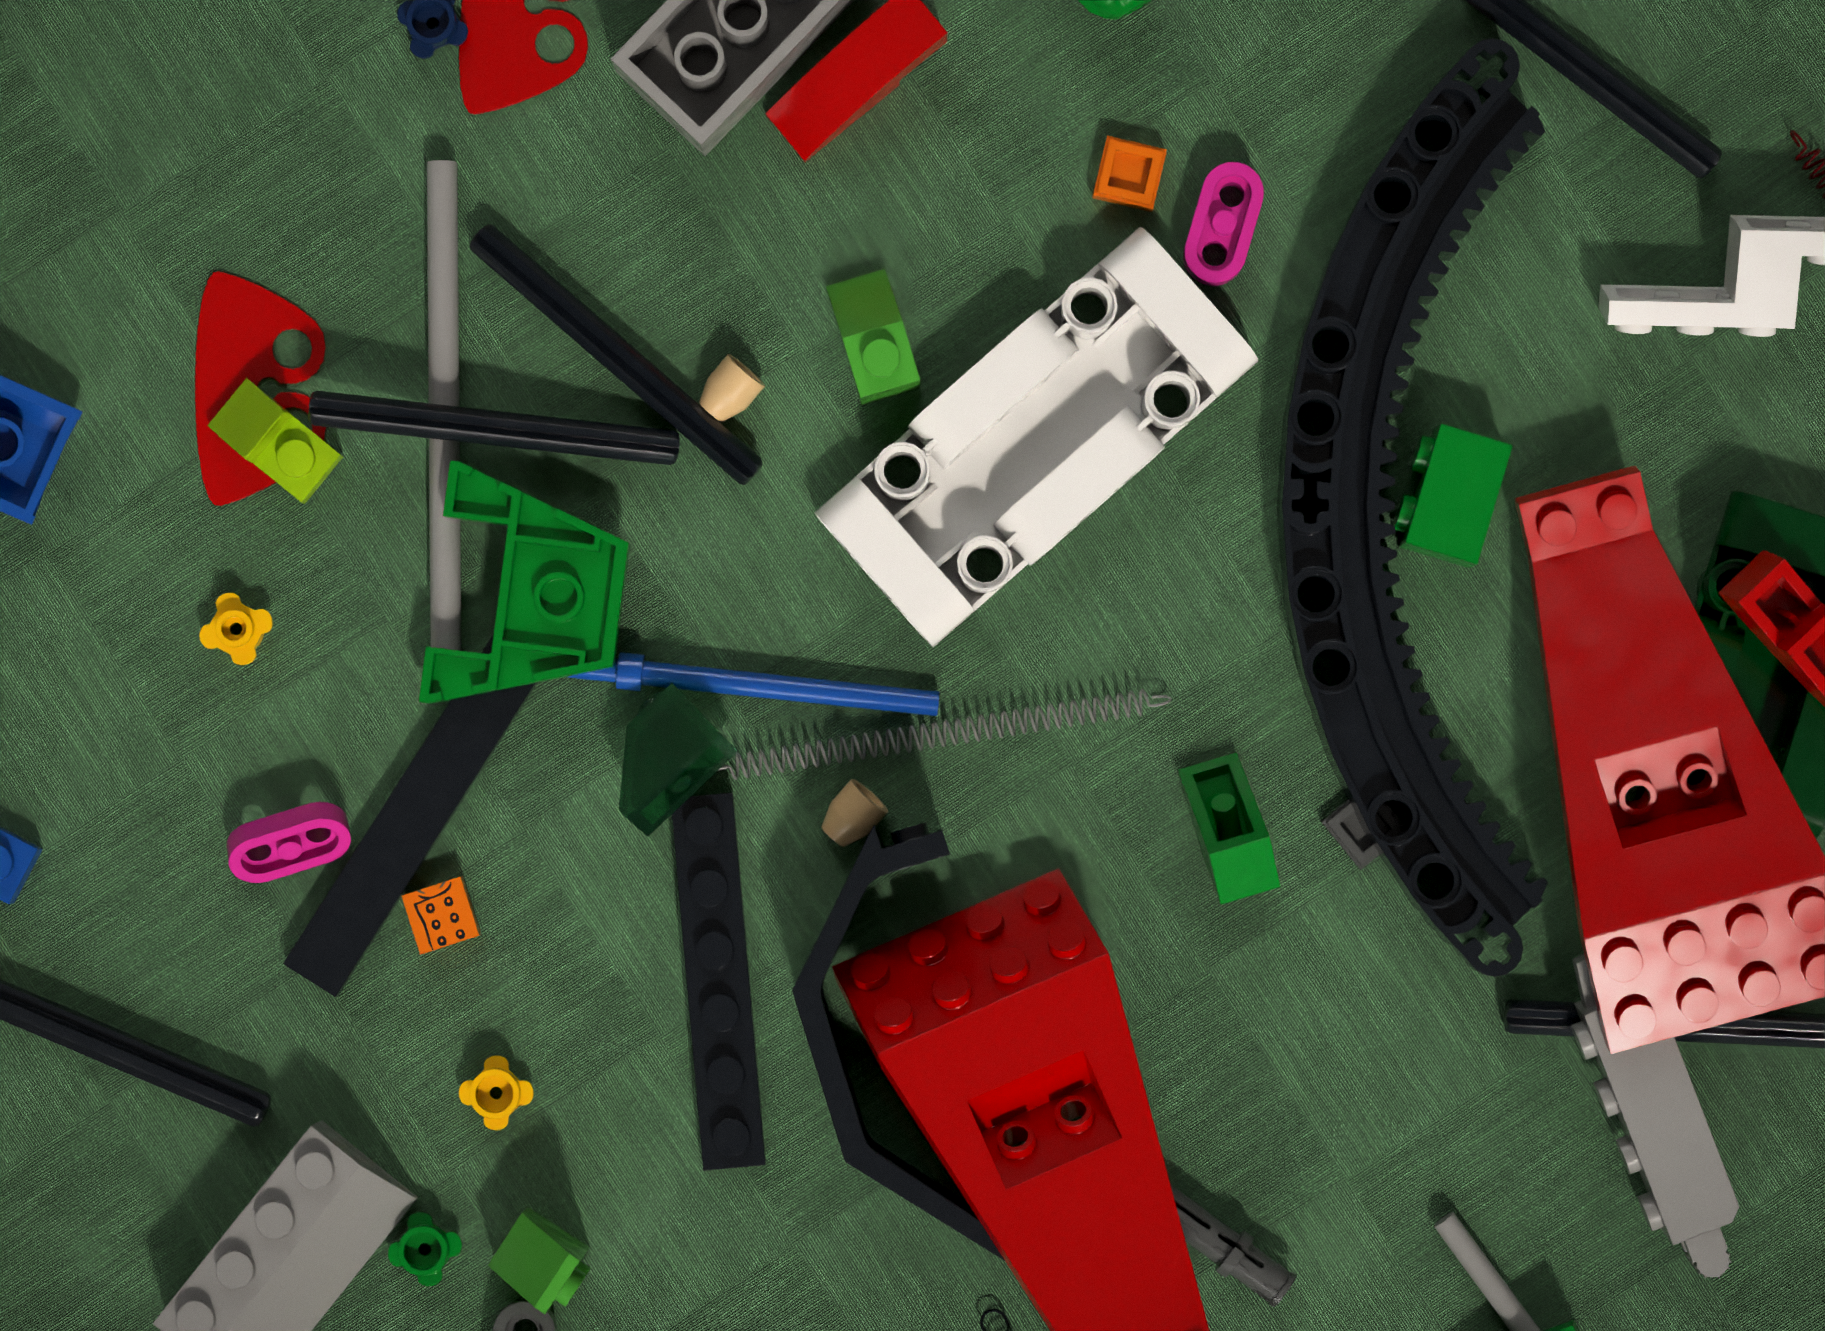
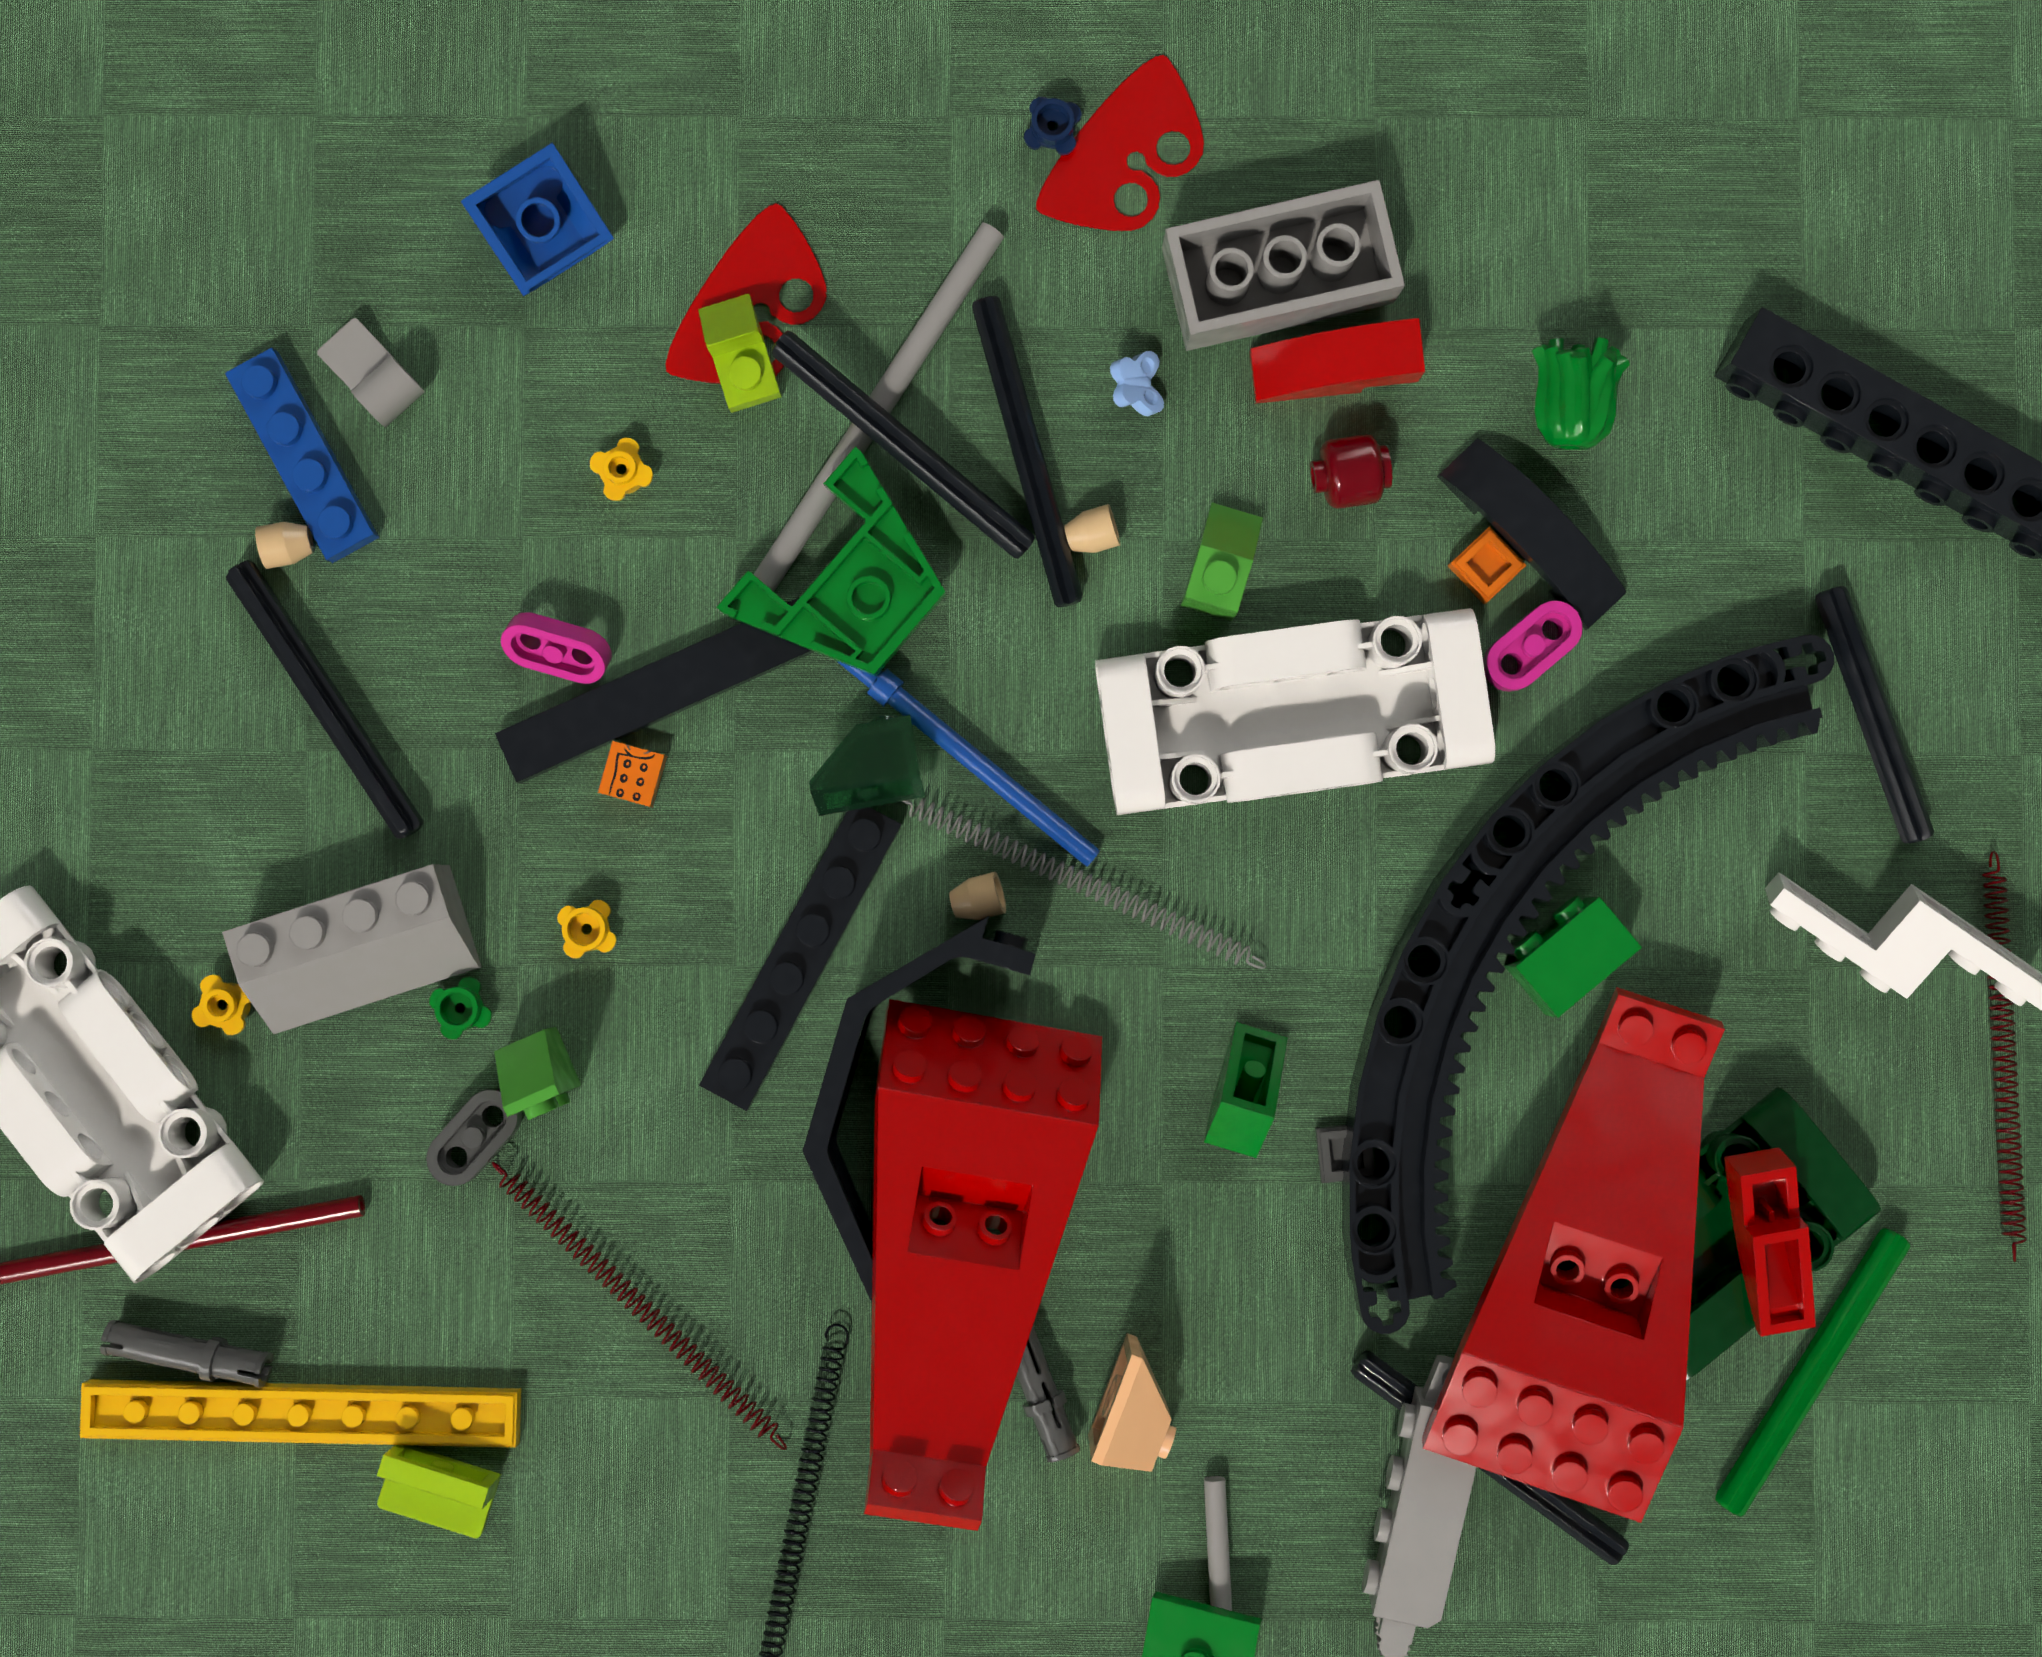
camera: 35 degrees right, 0 degrees up
(677, 221) = (1134, 383): none -> light blue piece
(940, 169) = (1352, 471): none -> dark red head
(1153, 111) = (1535, 529): none -> black slope
(1323, 1207) = (1132, 1416): none -> light nougat slope

